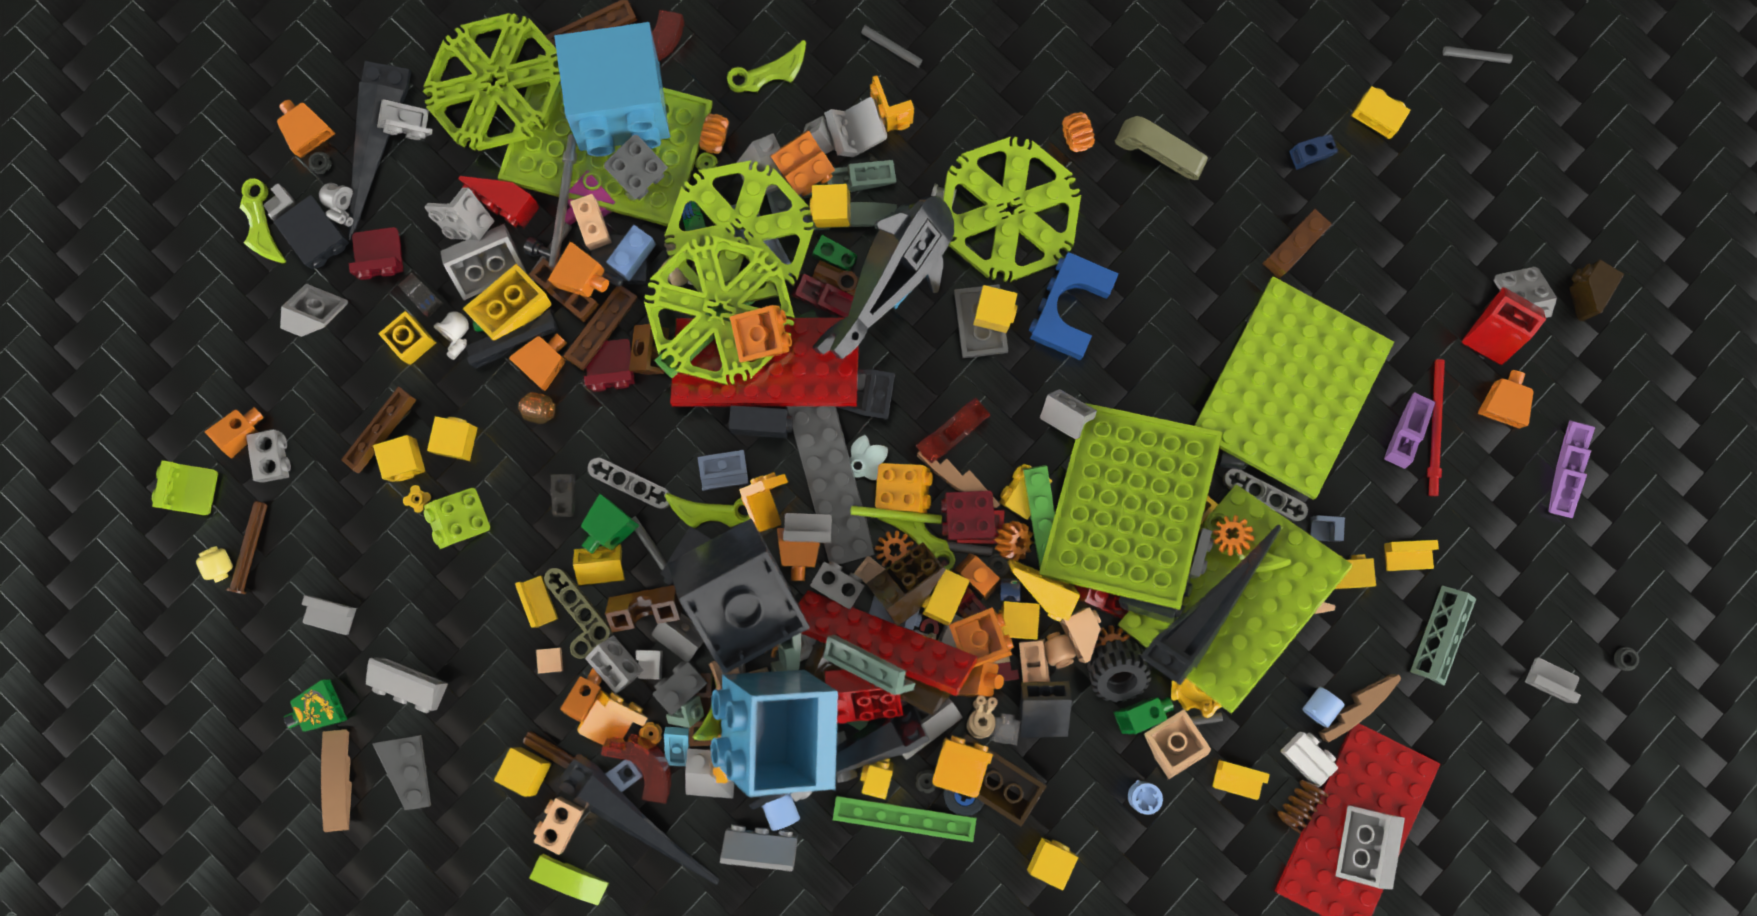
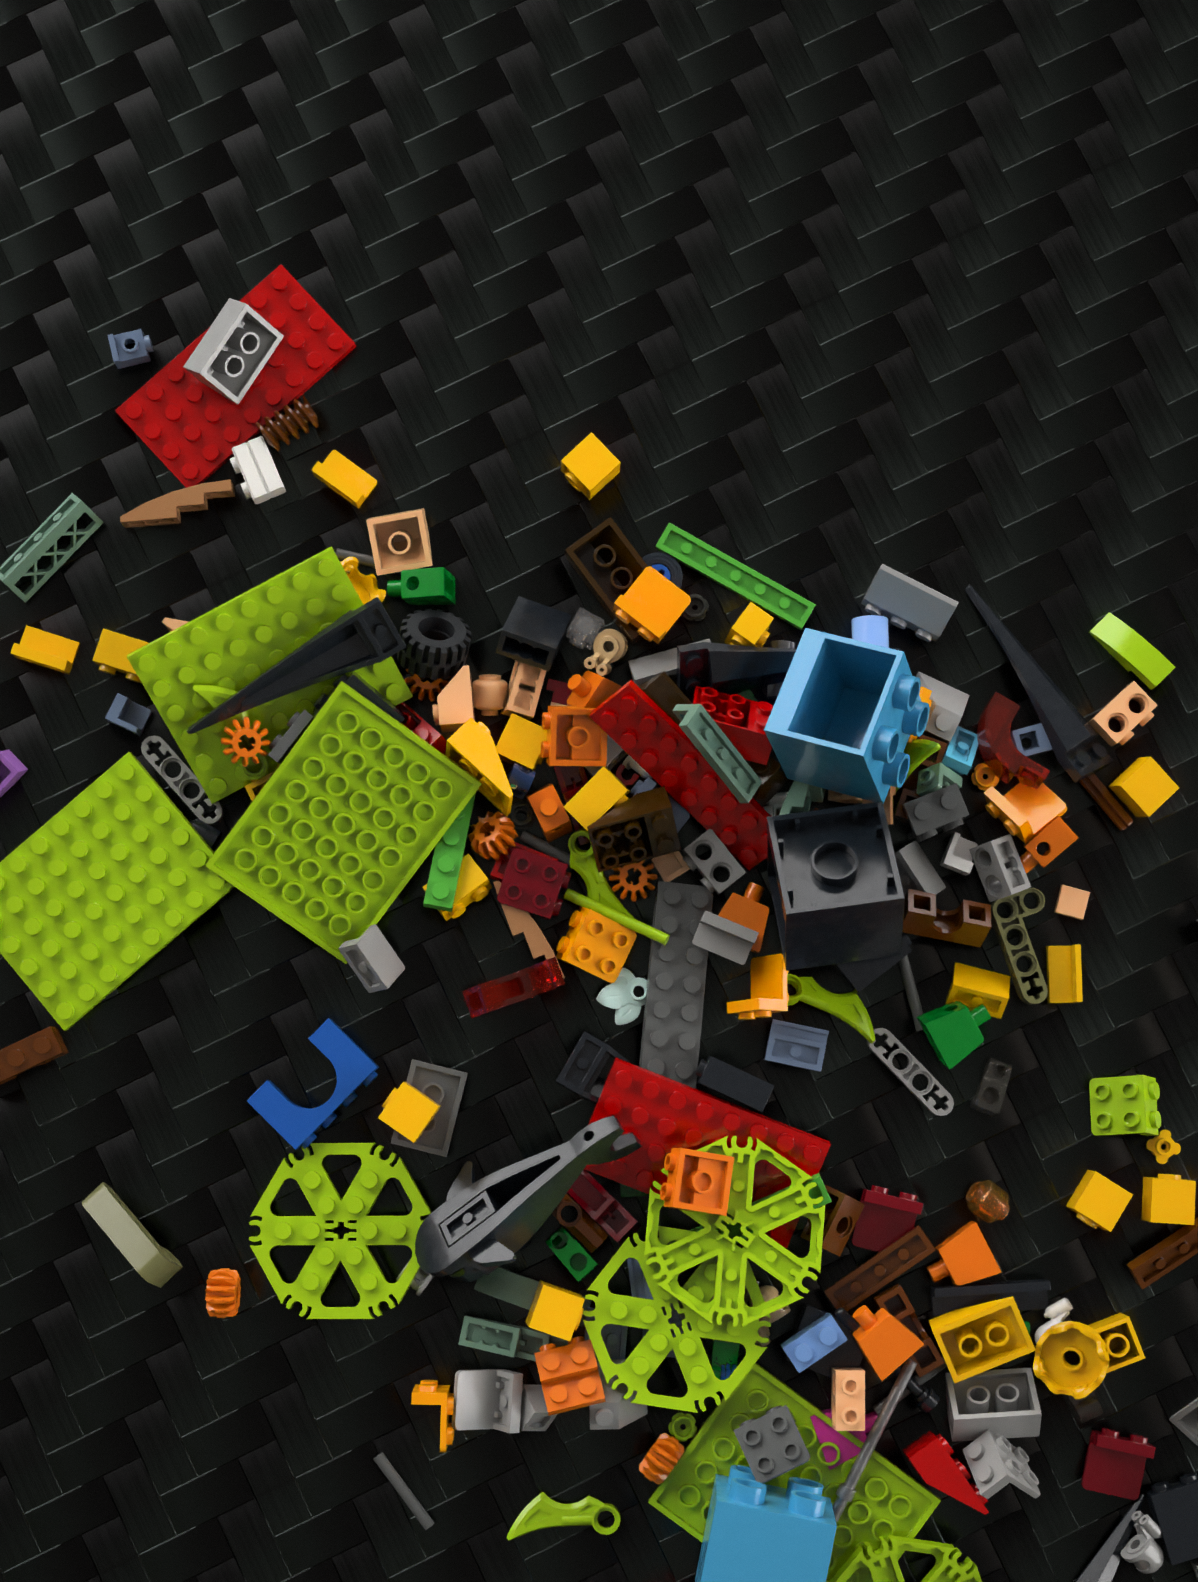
camera: 160 degrees left, 0 degrees up
(436, 297) = (1066, 1378): none -> yellow plate
(1145, 797) = (459, 498): light blue piece -> none
(1323, 707) = (219, 519): light blue piece -> none
(1443, 814) = (128, 357): none -> sand blue brick

